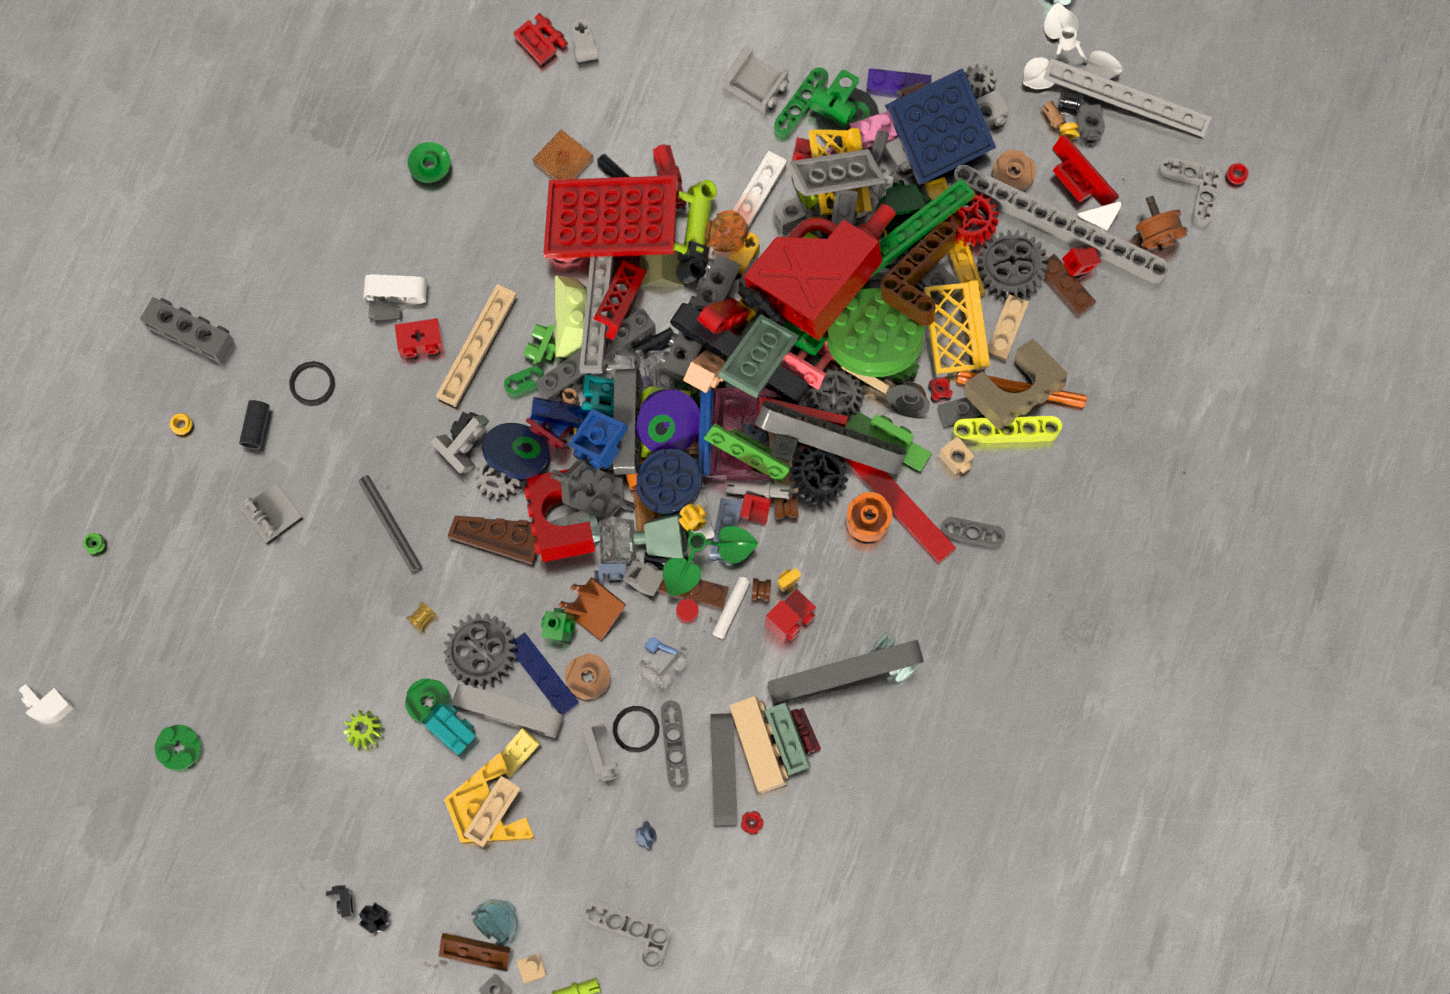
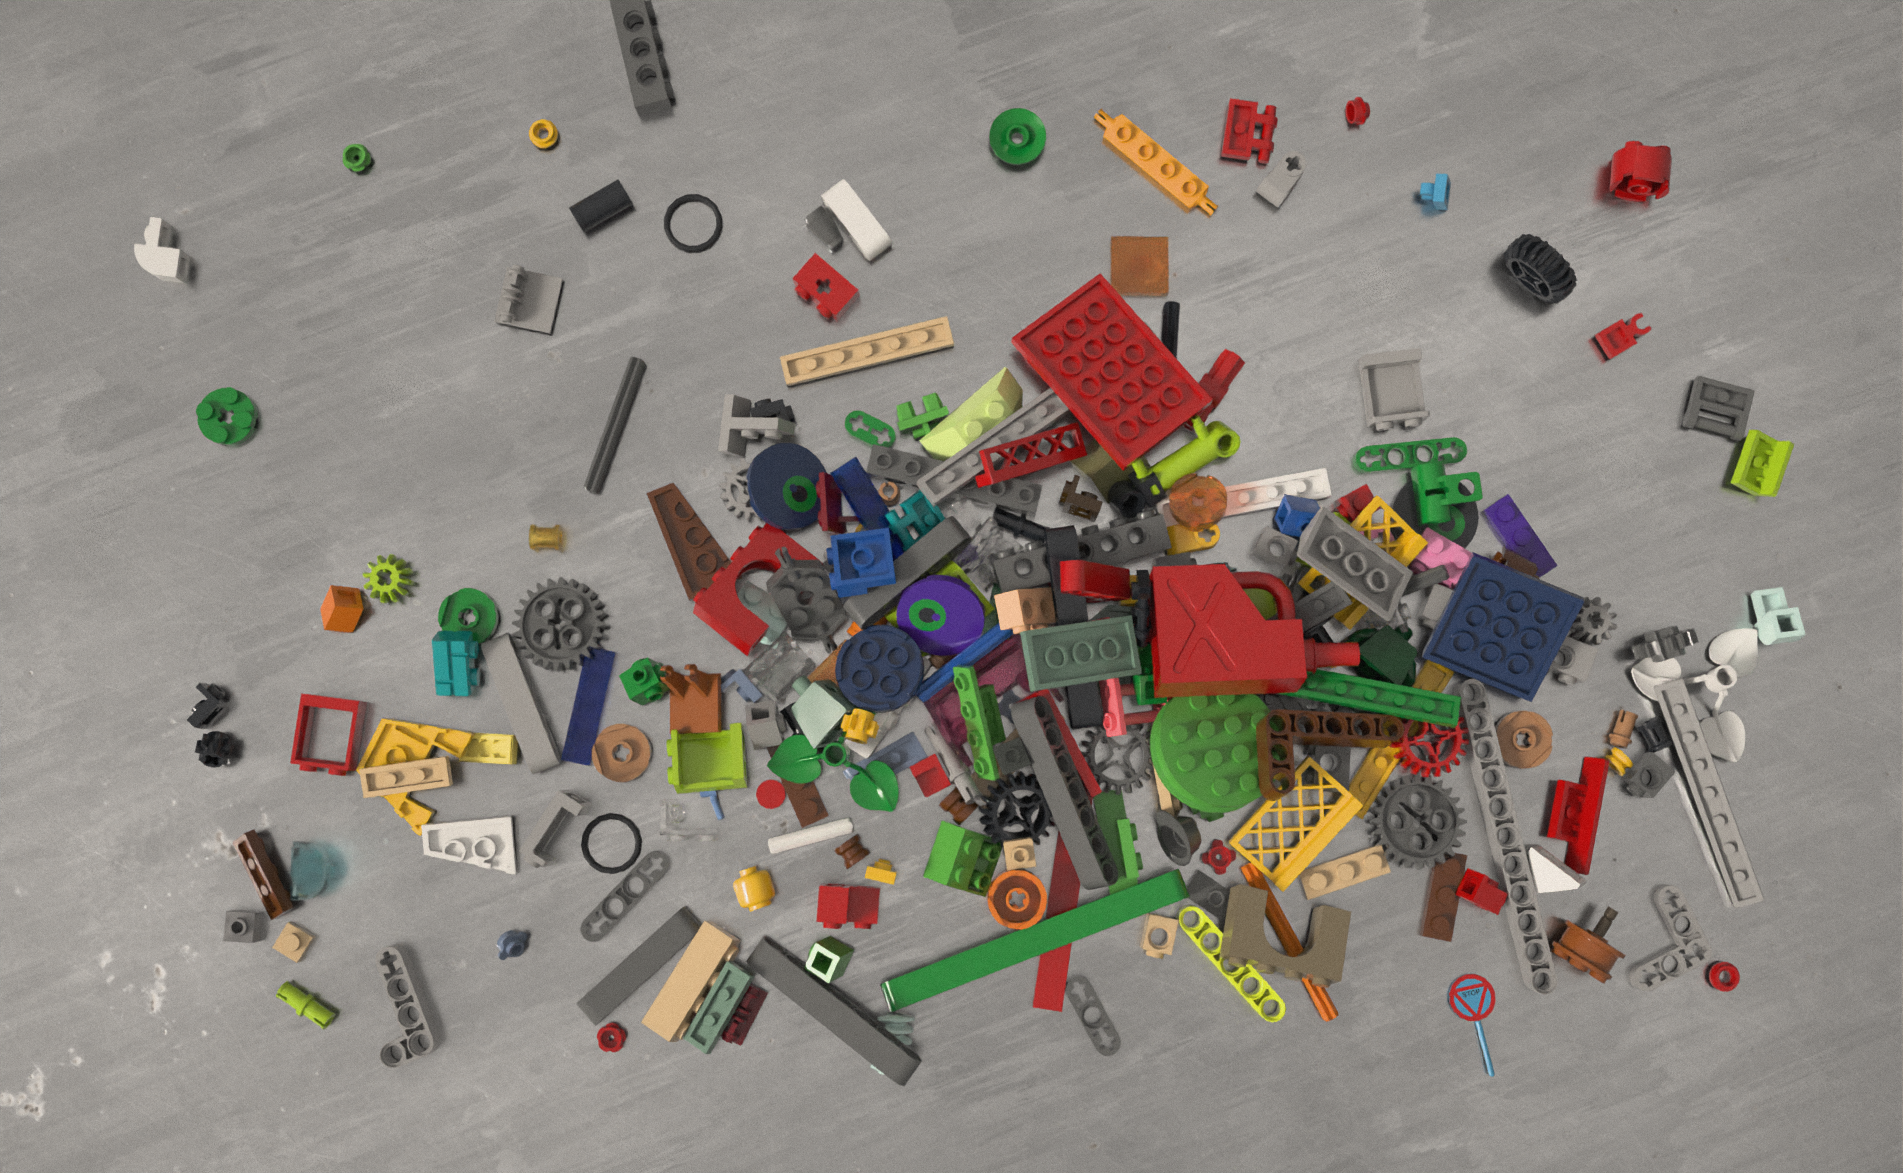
camera: 50 degrees right, 10 degrees up
(356, 772) = (341, 609): none -> orange panel
(408, 824) = (304, 727): none -> red window
(512, 101) = (1156, 161): none -> light orange plate
(565, 806) = (473, 841): none -> white wing
(636, 627) = (707, 760): none -> lime panel
(670, 297) = (1080, 505): none -> dark brown bracket
(735, 663) = (754, 888): none -> yellow head
(781, 187) = (1295, 514): none -> blue brick
(812, 652) = (828, 959): none -> bright green brick
(819, 530) = (963, 859): none -> bright green slope
(843, 493) = (1019, 853): none -> tan bracket
(901, 528) = (1034, 940): none -> green beam
(1024, 52) = (1665, 644): none -> dark grey gear
(1140, 317) = (1474, 1000): none -> piece

